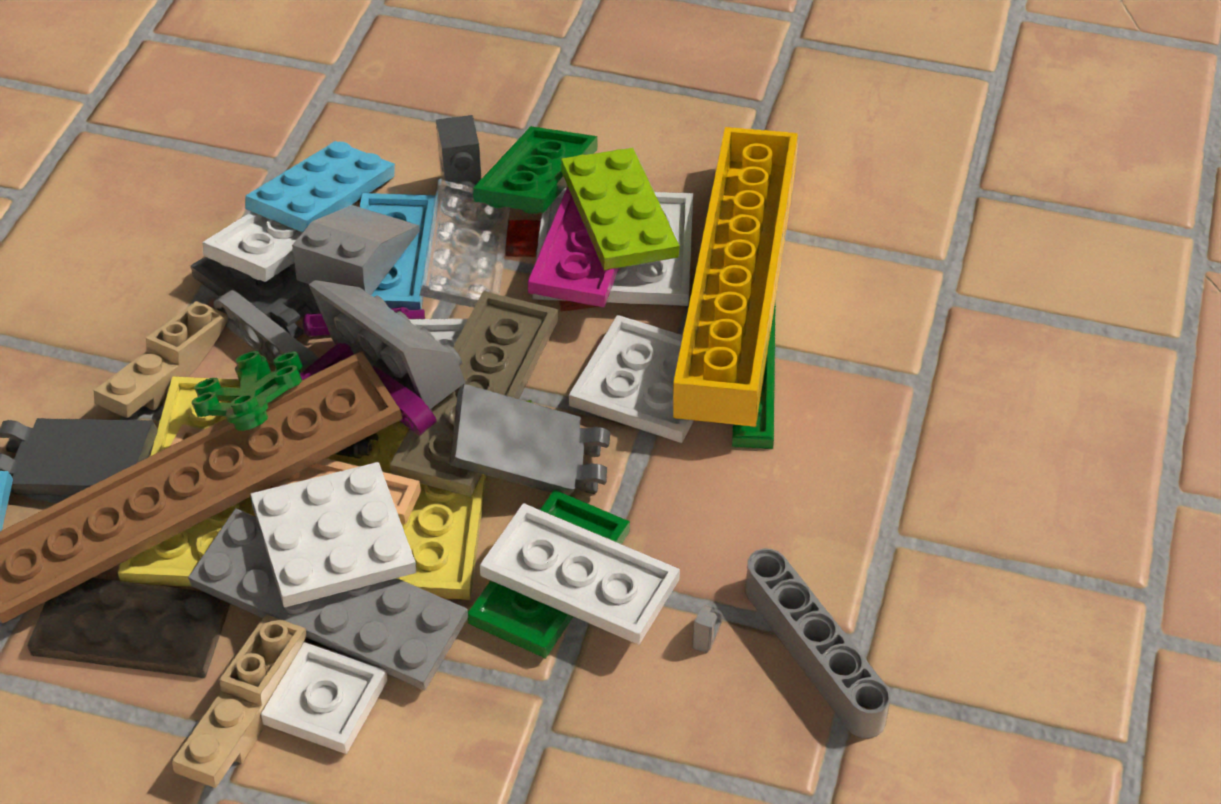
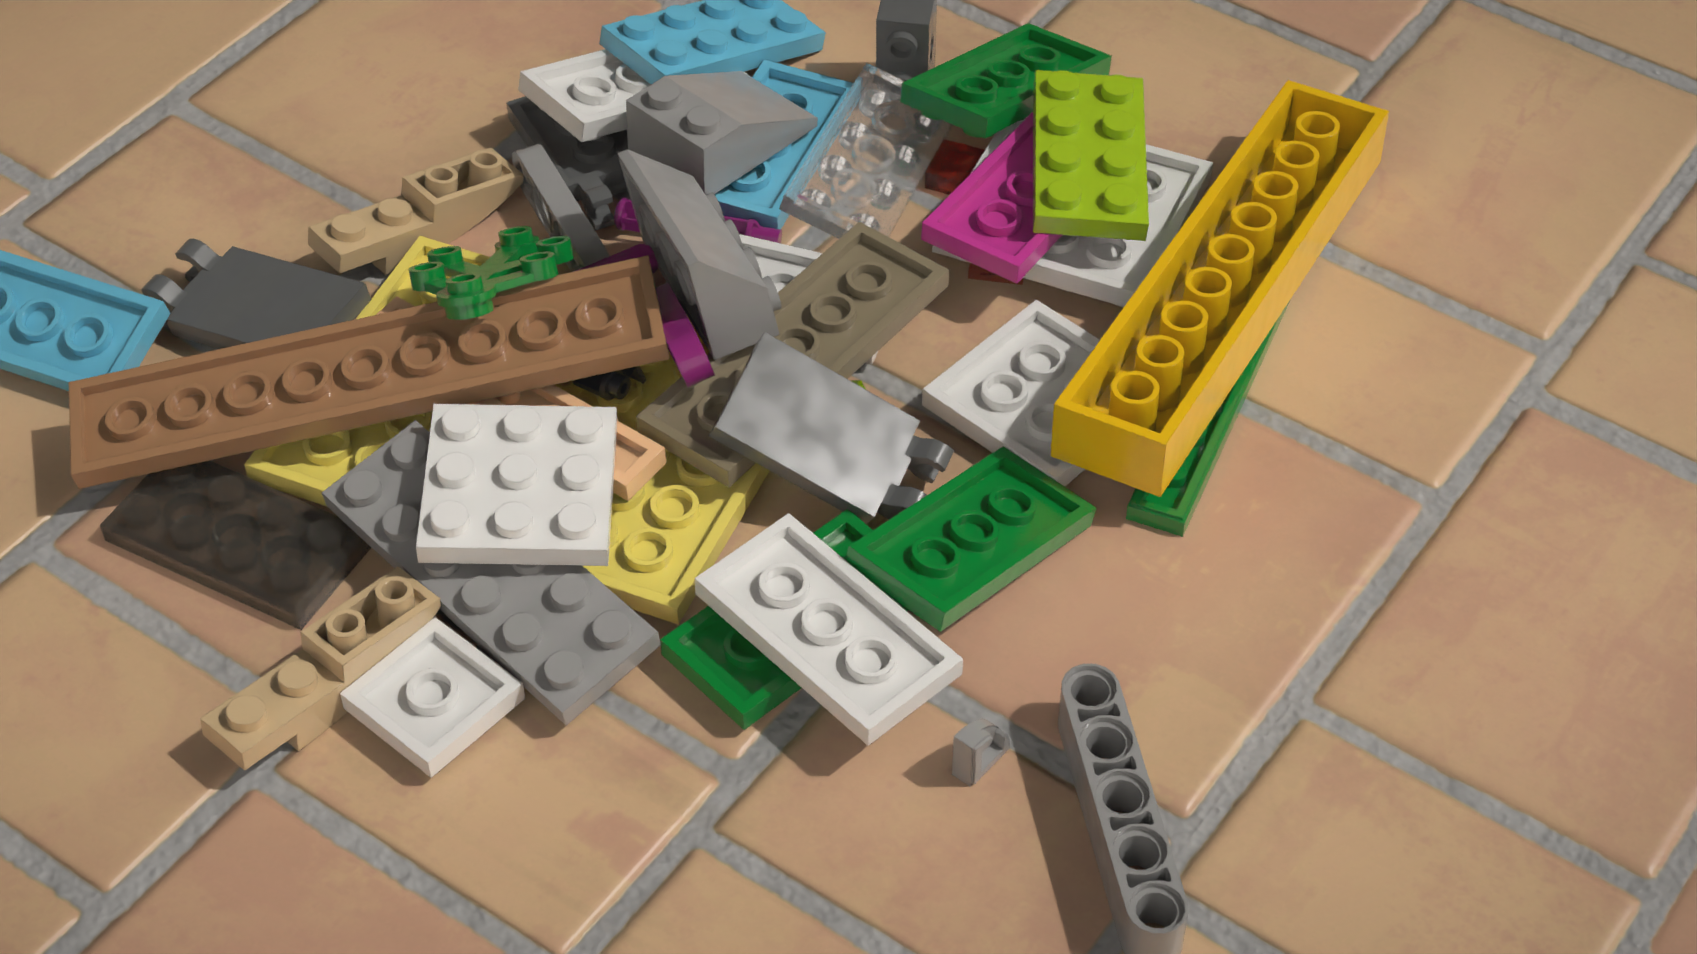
camera: 20 degrees right, 0 degrees up
(645, 487) = (970, 537): none -> green plate

